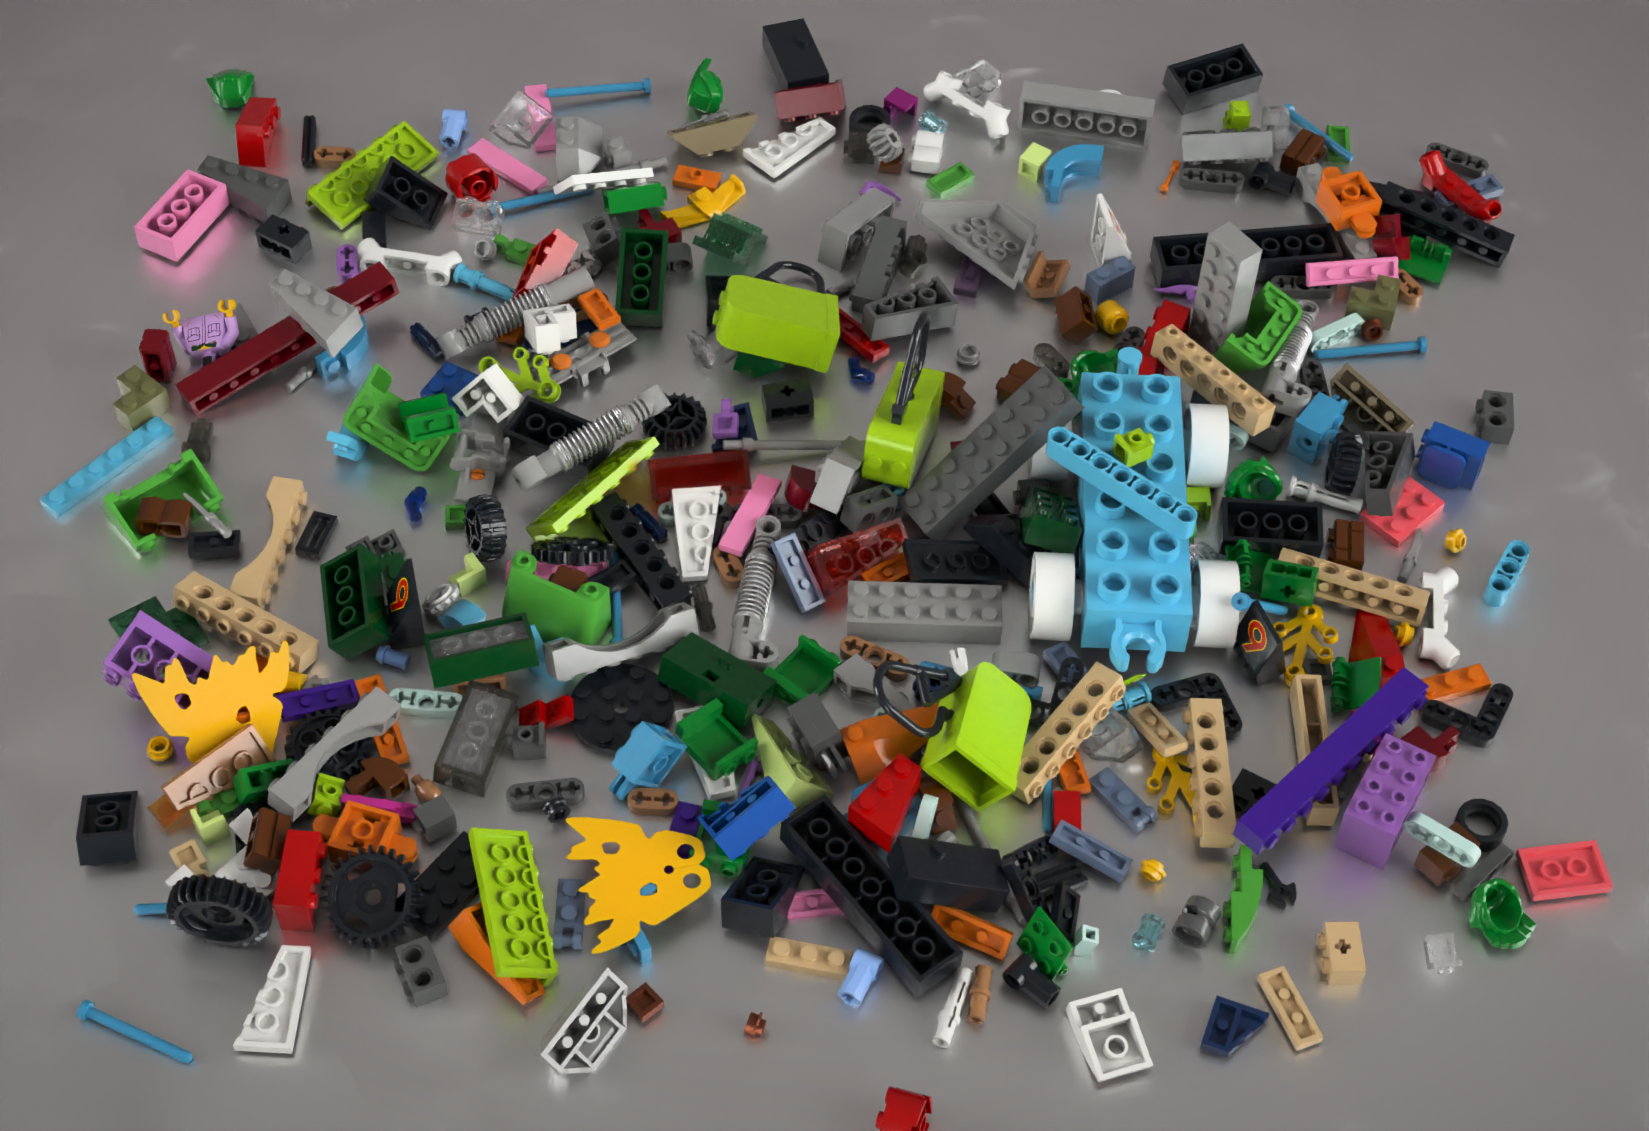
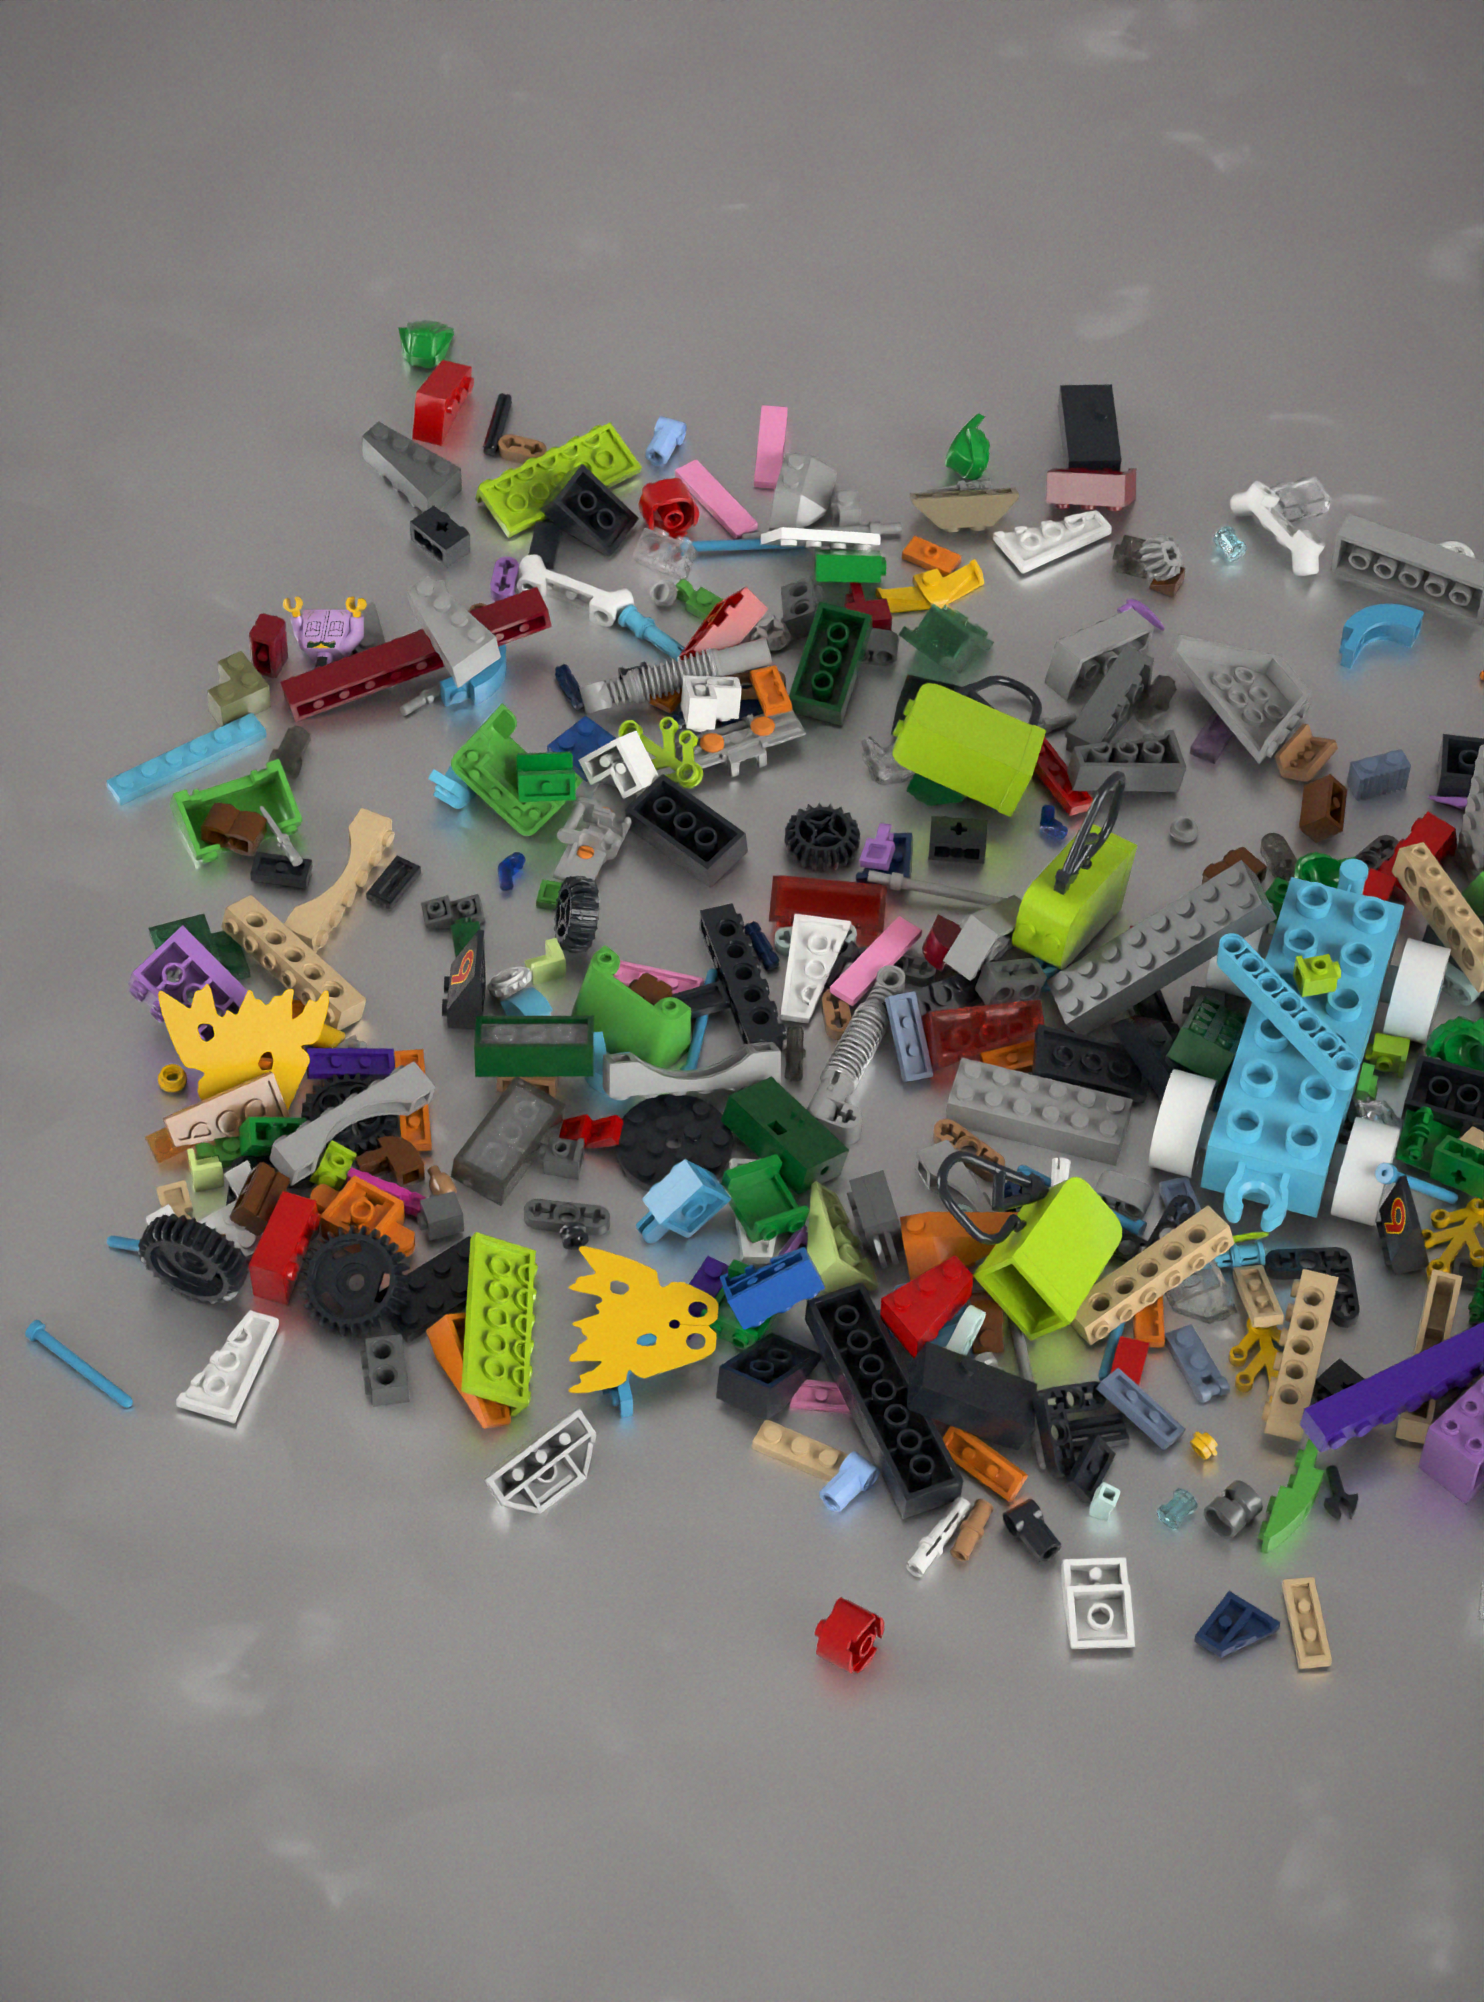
camera: 15 degrees right, 0 degrees up
(108, 828) = (99, 1150): black slope -> none
(182, 215) = (333, 486): bright pink brick -> none
(354, 602) = (414, 965): dark green brick -> none
(393, 657) = (436, 1031): medium blue pin -> none
(433, 711) = (457, 1082): light aqua beam -> none
(521, 121) = (745, 448): clear slope -> none
(564, 454) = (701, 844): light grey piece -> none
(569, 914) = (557, 1348): sand blue plate -> none
(572, 551) = (665, 959): black gear -> none
(591, 488) = (705, 895): lime bracket -> none
(600, 89) = (846, 425): dark azure bar -> none
(644, 1002) = (611, 1456): copper plate -> none
(652, 802) = (679, 1250): medium nougat beam -> none
(755, 1025) = (721, 1506): copper plate -> none
(804, 672) = (885, 1147): green panel -> none
(868, 113) = (1154, 516): black tyre -> none
(900, 100) = (1197, 508): magenta panel -> none
(926, 152) = (1211, 577): white brick -> none
(950, 180) = (1230, 616): bright green tile -> none
(955, 397) = (1149, 873): reddish brown brick -> none
(1032, 161) = (1332, 613): yellowish green panel -> none
(1045, 945) = (1057, 1496): green hinge -> none
(1106, 237) = (1392, 720): white slope -> none
(1111, 317) = (1366, 819): yellow head -> none
(1342, 953) = (1385, 1579): tan brick -> none

